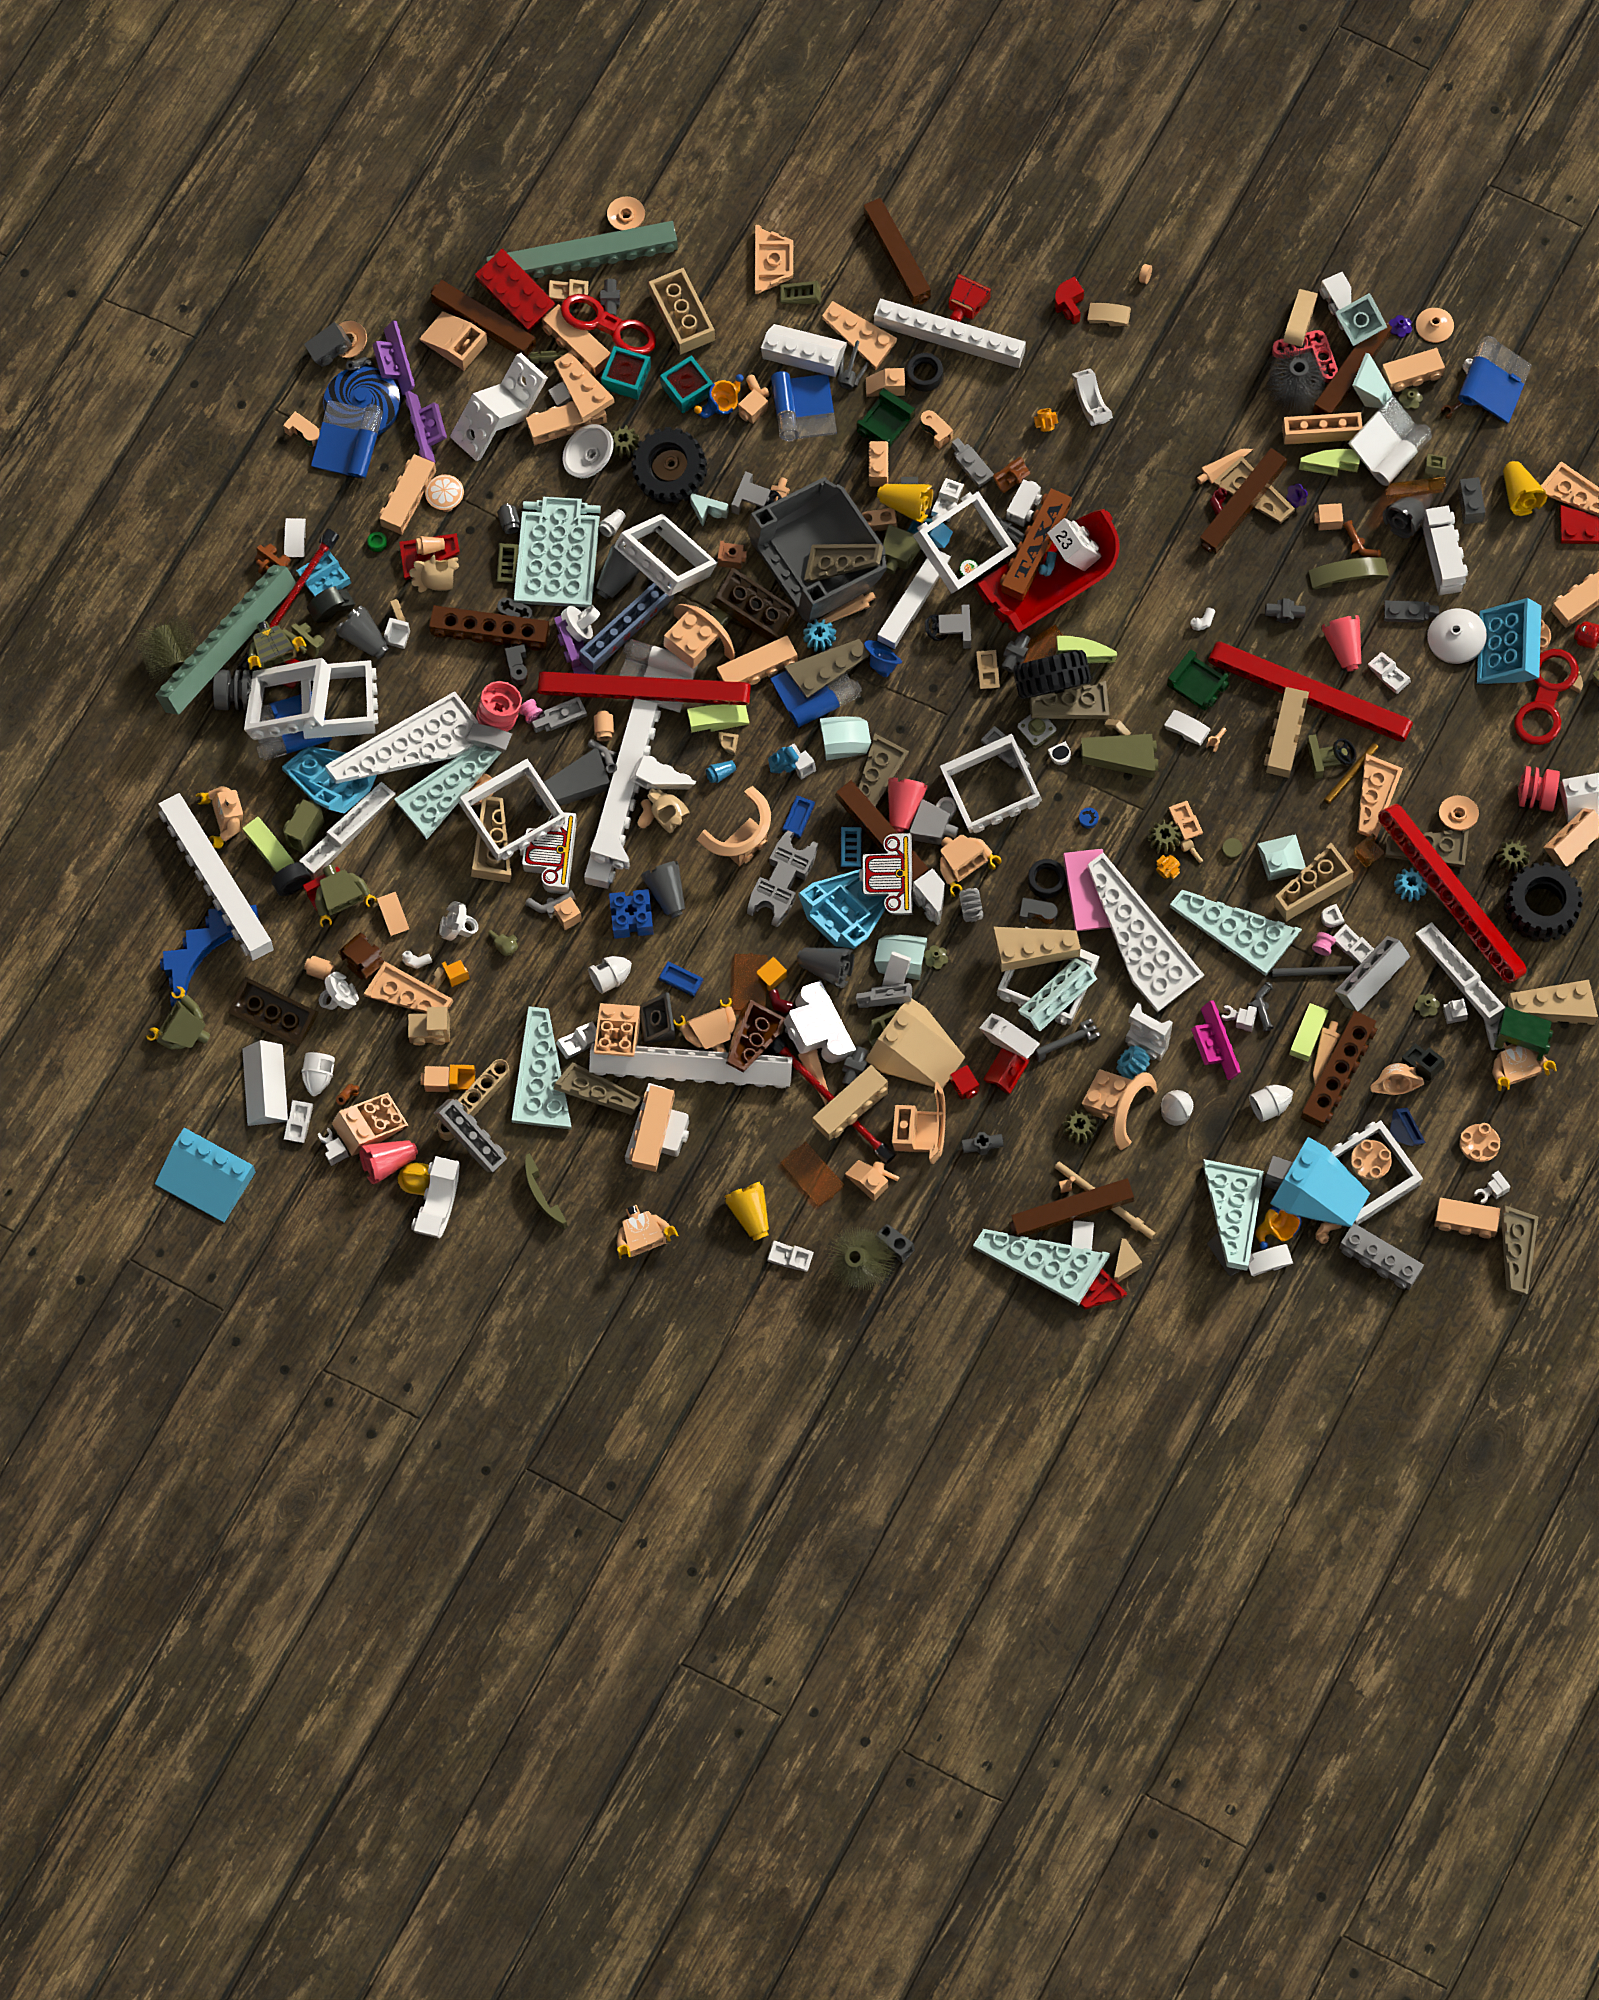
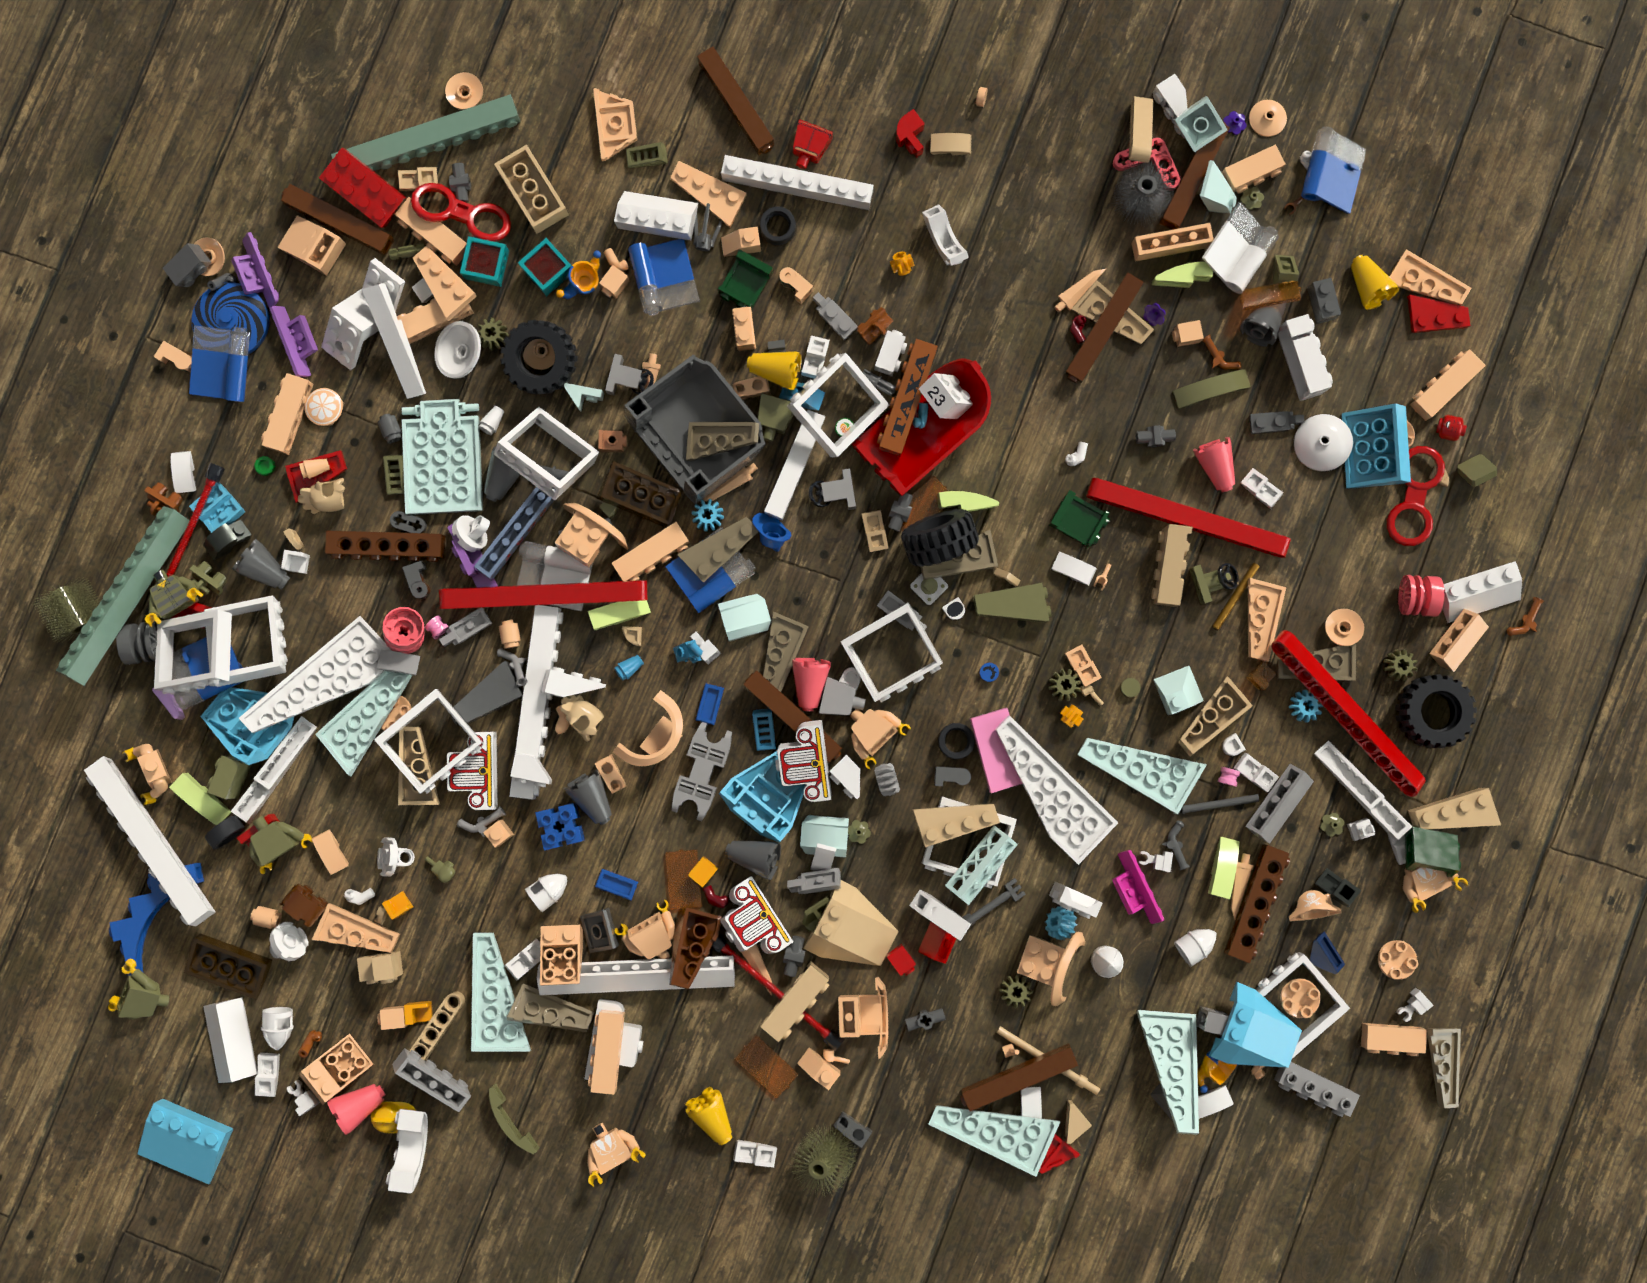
camera: 10 degrees left, 15 degrees up
(250, 749) = (167, 701): none -> lavender slope
(528, 433) = (394, 339): none -> white slope
(689, 869) = (610, 774): none -> light nougat leg

